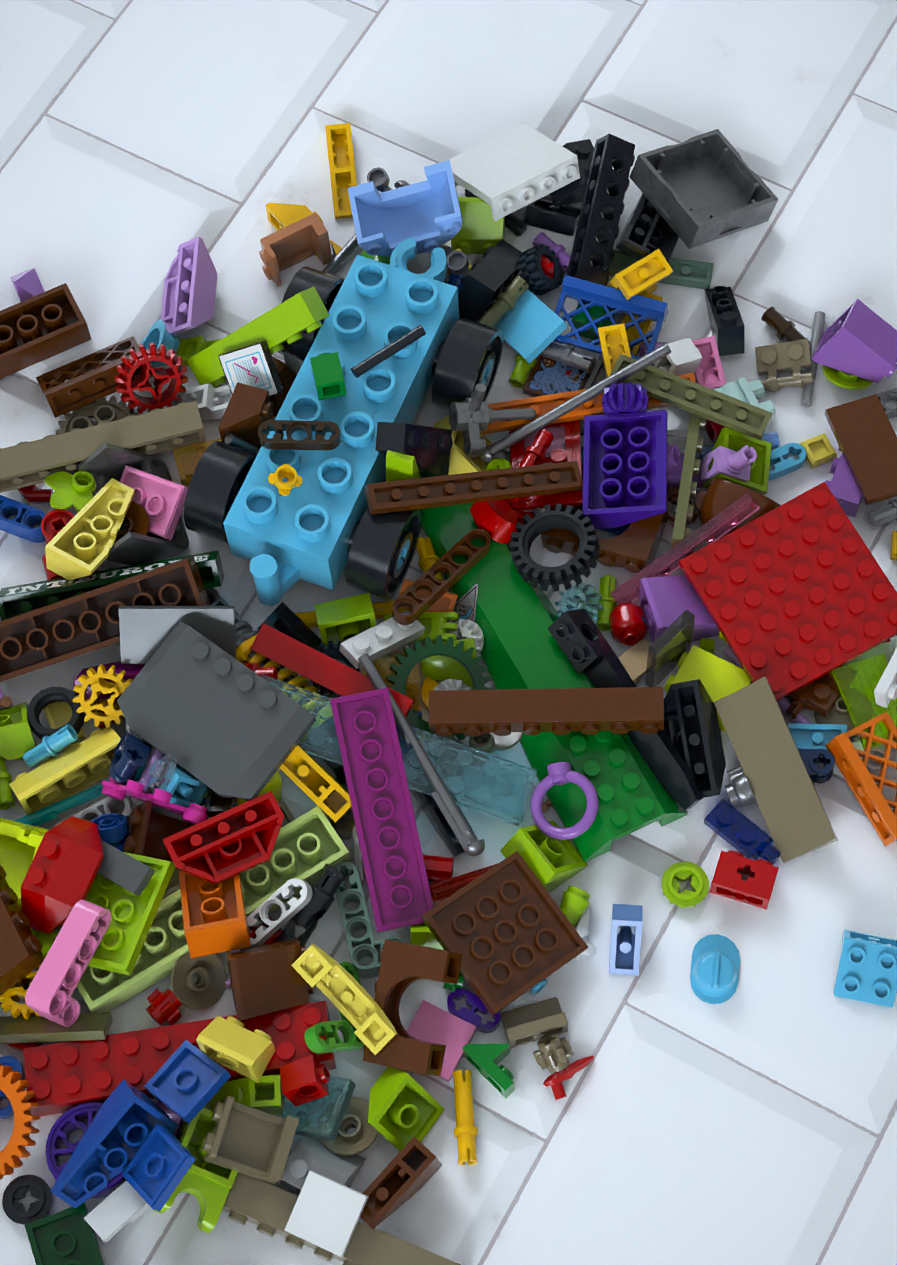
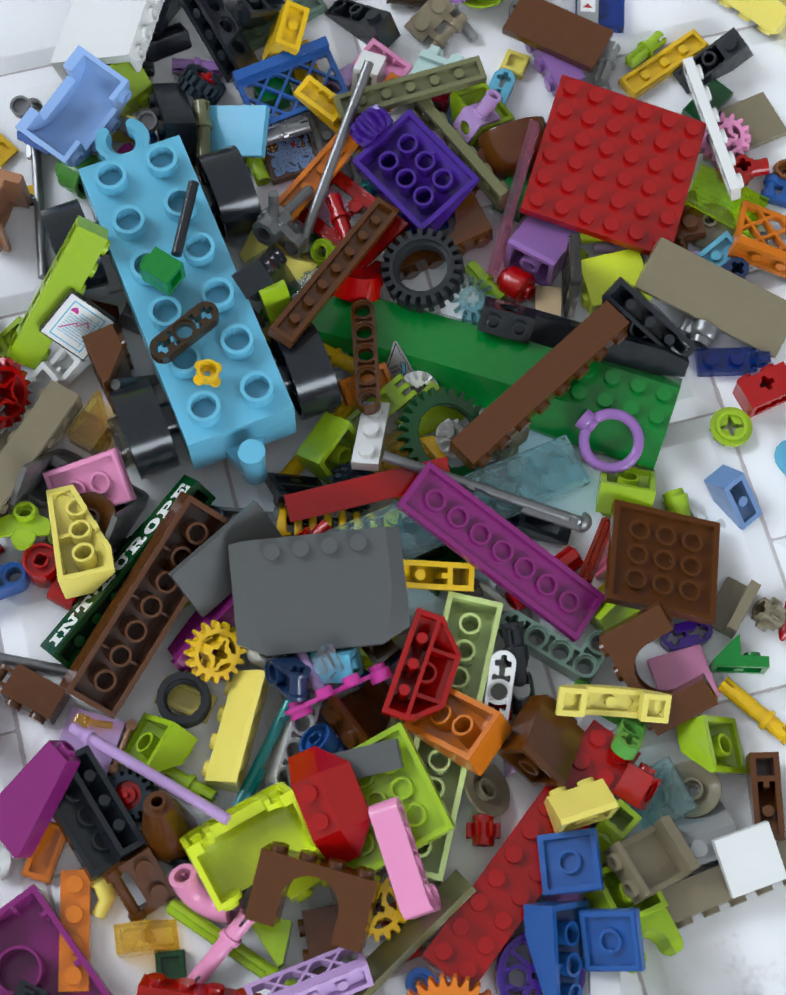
camera: 50 degrees left, 5 degrees up
(51, 745) = (207, 725): medium azure axle -> none

